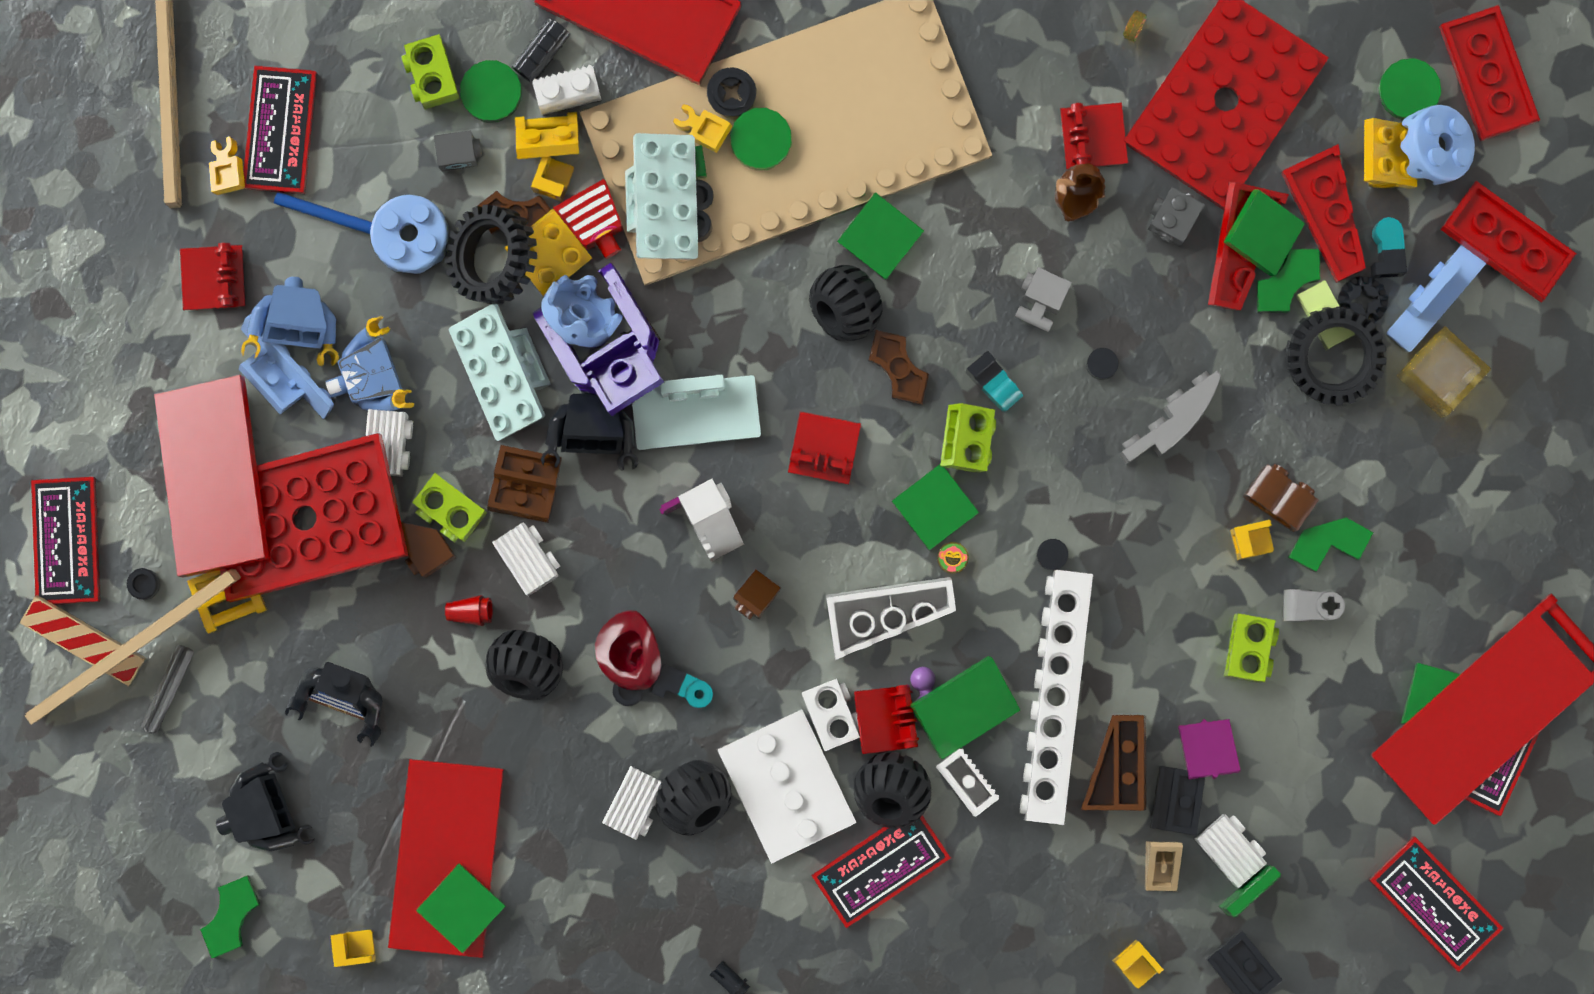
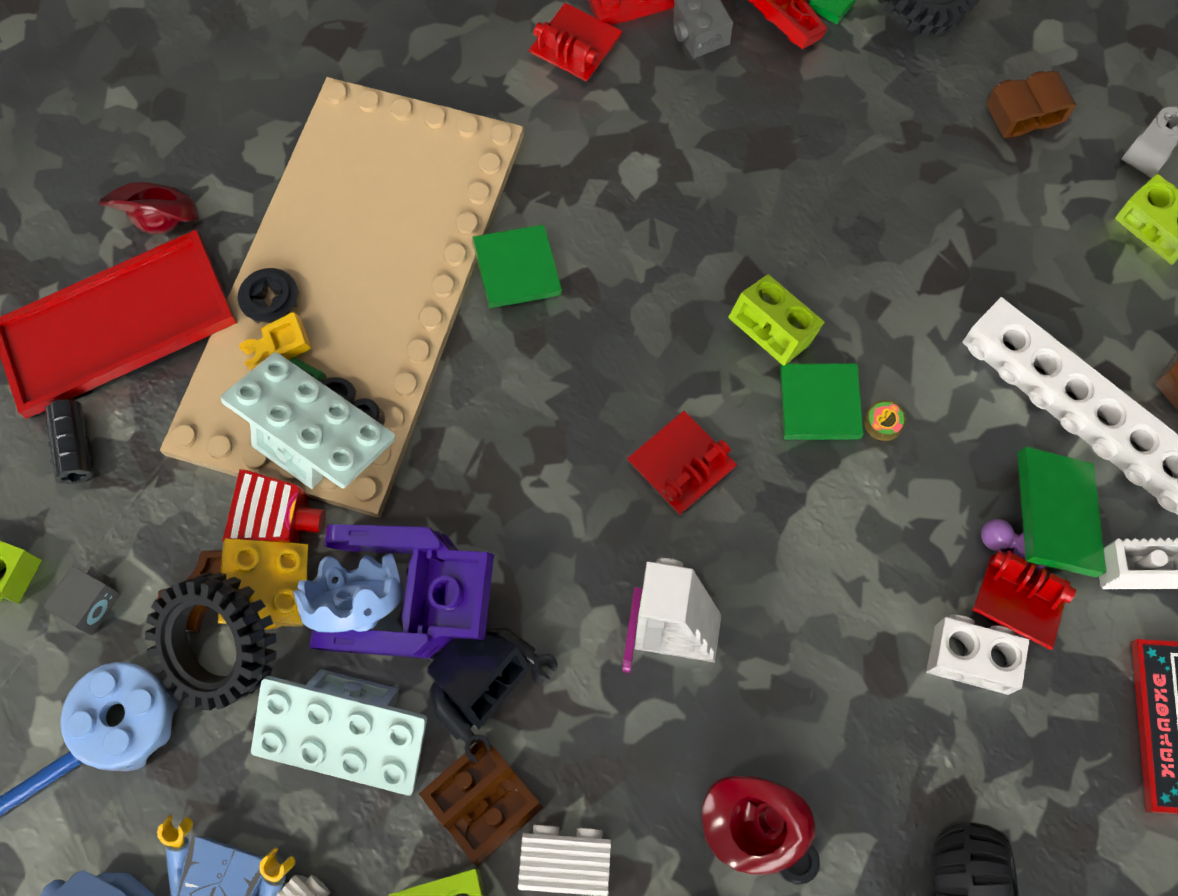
camera: 50 degrees left, 15 degrees down
(490, 91) = (61, 522): green tile -> none
(547, 136) = (150, 496): yellow plate -> none
(552, 178) = (196, 527): yellow panel -> none
(566, 90) = (125, 444): white brick -> none
(693, 689) = (847, 786): leg -> none
(697, 412) = (547, 558): light aqua bracket -> none
(755, 595) = (792, 637): reddish brown slope -> none
(760, 138) = (334, 302): green tile -> none
(786, 786) = (1026, 764): white plate -> none
(845, 303) = (555, 338): black wheel -> none
(883, 612) = (900, 526): white wedge -> none
(891, 355) = (671, 340): reddish brown tile -> none
(892, 790) = (1107, 650): black wheel -> none
(994, 382) = (735, 263): leg -> none
(1046, 293) = (688, 165): light grey brick -> none
(1052, 554) = (946, 329): black tile -> none
(1079, 191) = (615, 76): reddish brown hair -> none
(1102, 363) = (789, 167): black tile -> none
(1183, 413) = (894, 136): light grey slope -> none
(1252, 539) = (1052, 156): yellow panel -> none
(1340, 534) = (1096, 84): green tile -> none

